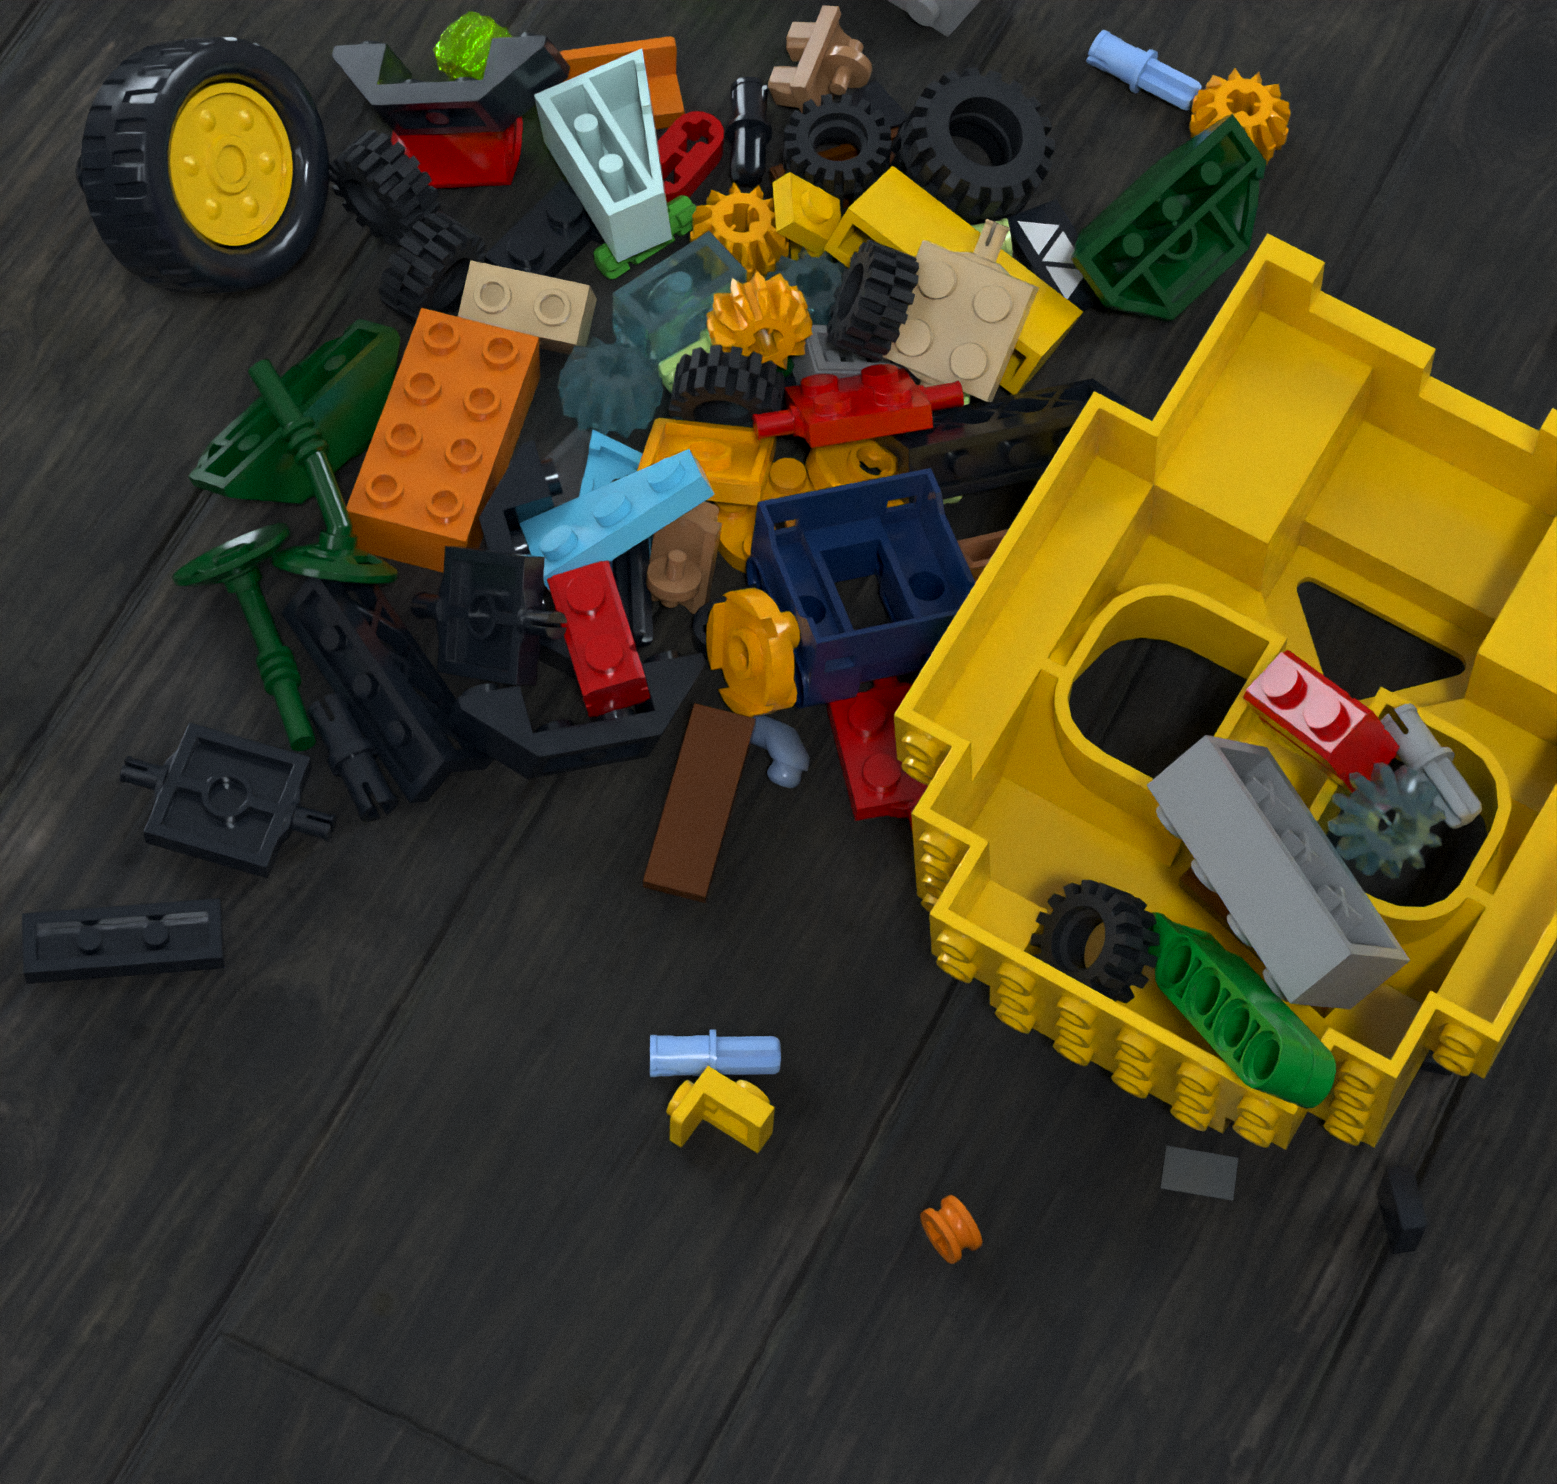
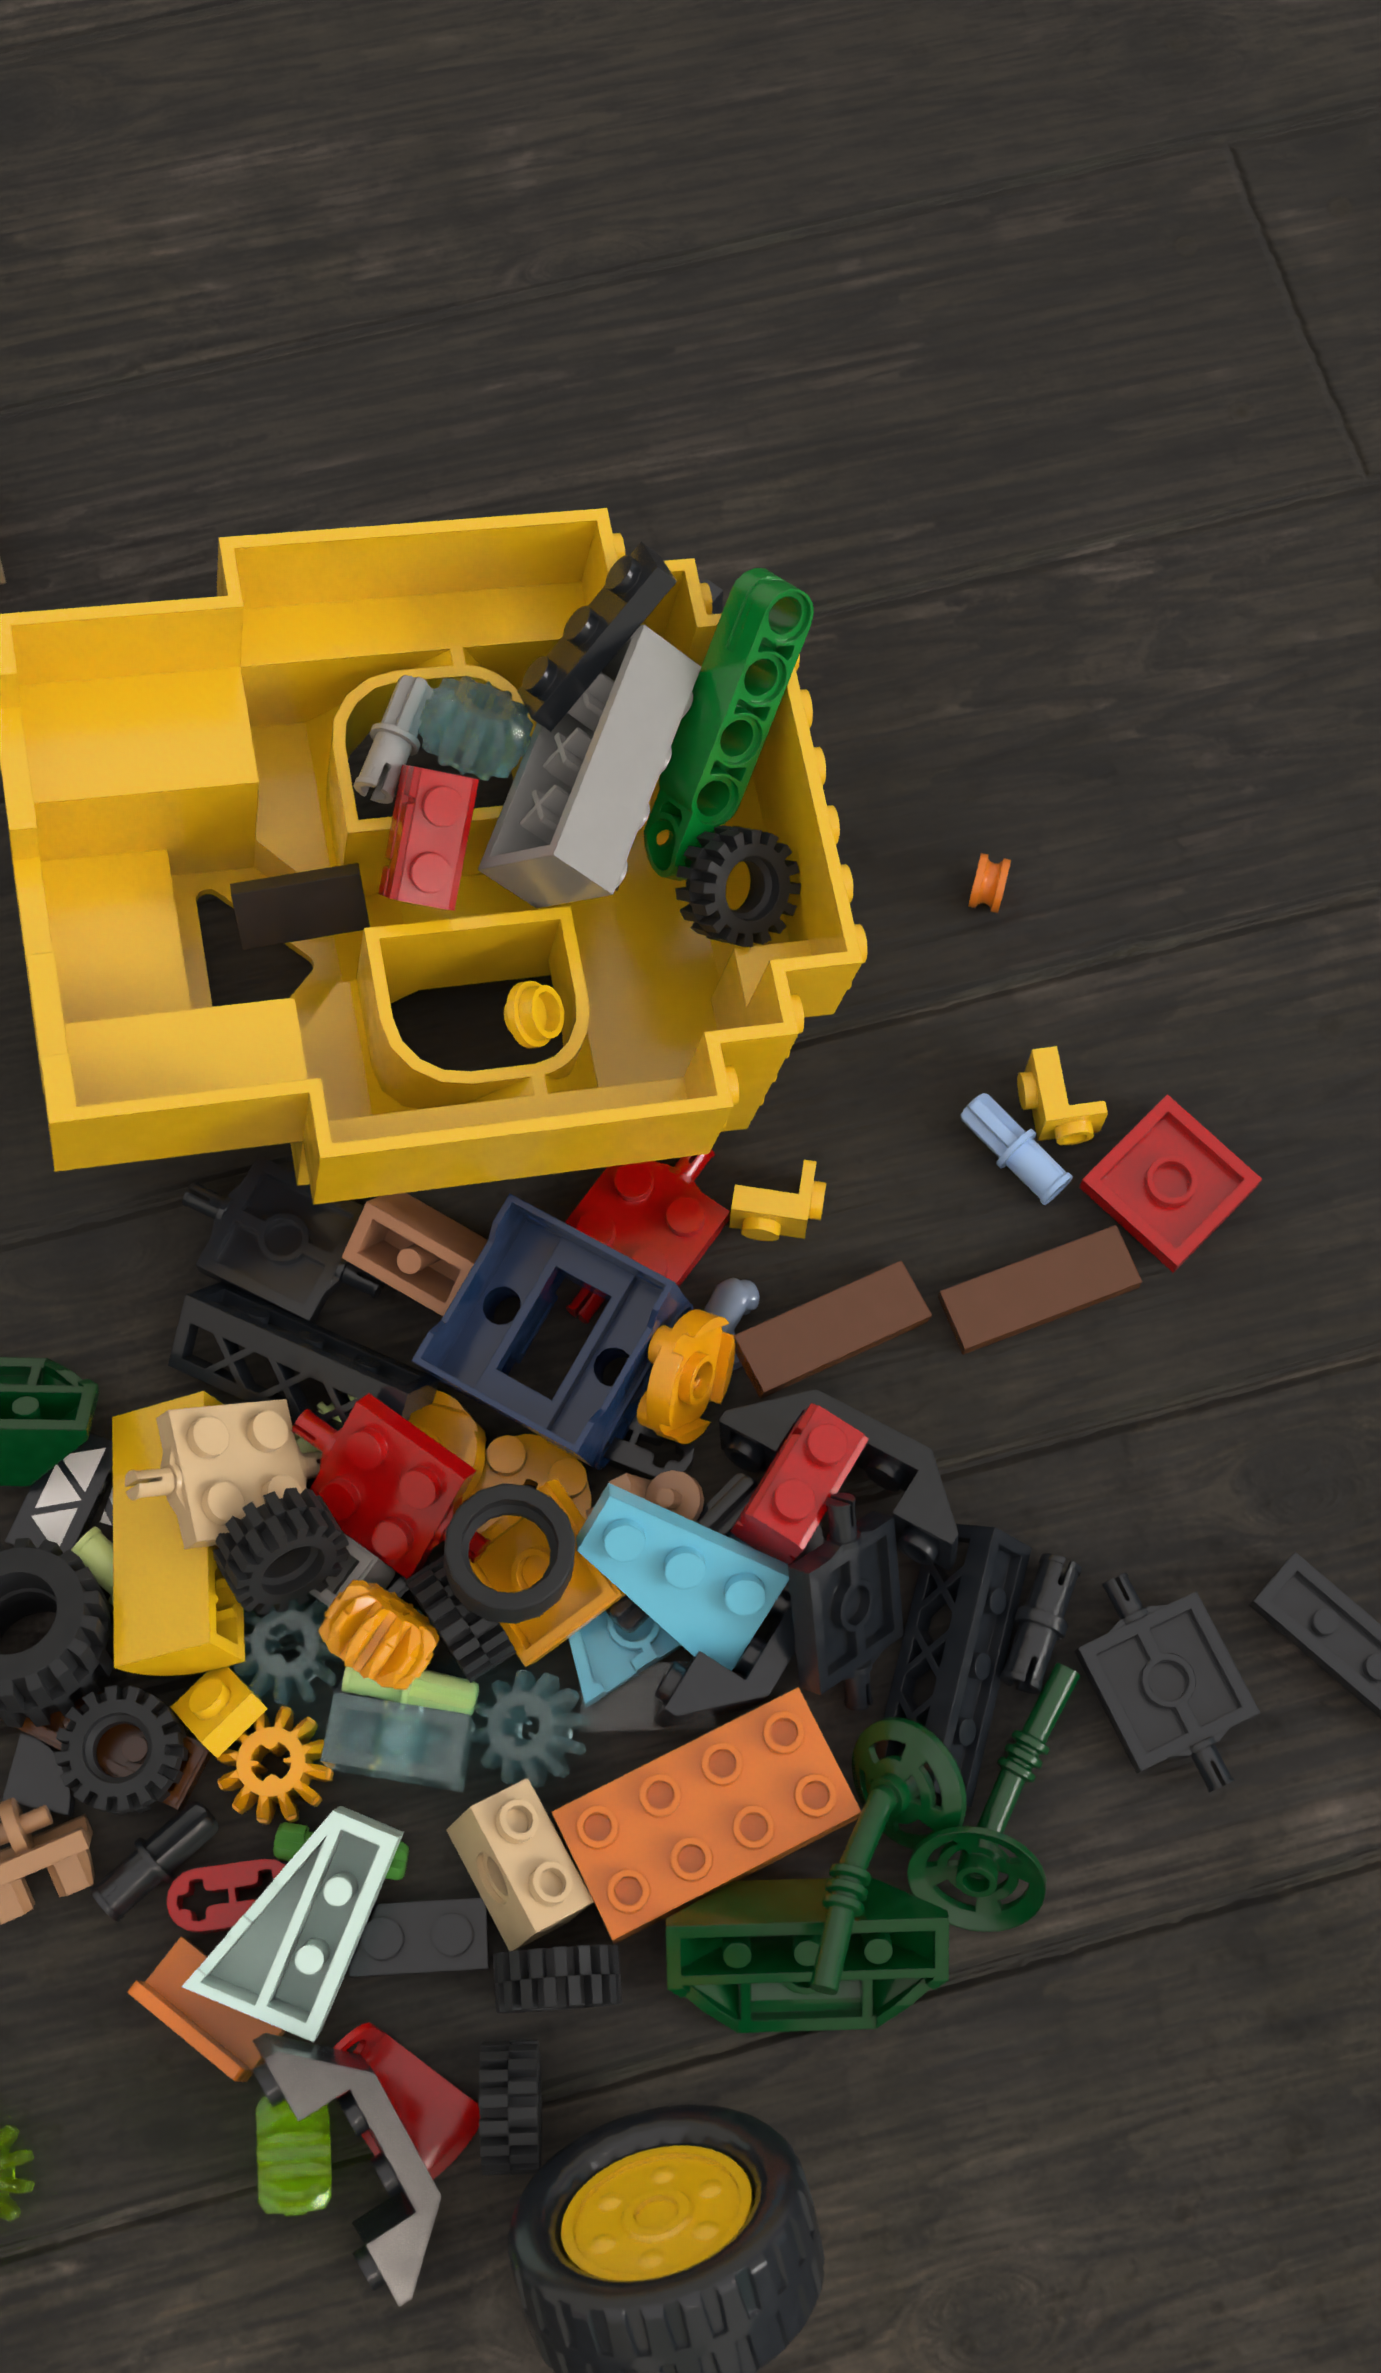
camera: 130 degrees left, 10 degrees up
(575, 1137) = (1170, 1183): none -> red plate
(588, 979) = (1039, 1289): none -> reddish brown tile
(732, 366) = (512, 1501): none -> black tyre
(824, 838) = (771, 1213): none -> yellow bracket
(1108, 687) = (533, 1014): none -> yellow plate
(1371, 645) = (300, 906): none -> black tile
(1383, 938) = (595, 635): none -> black plate

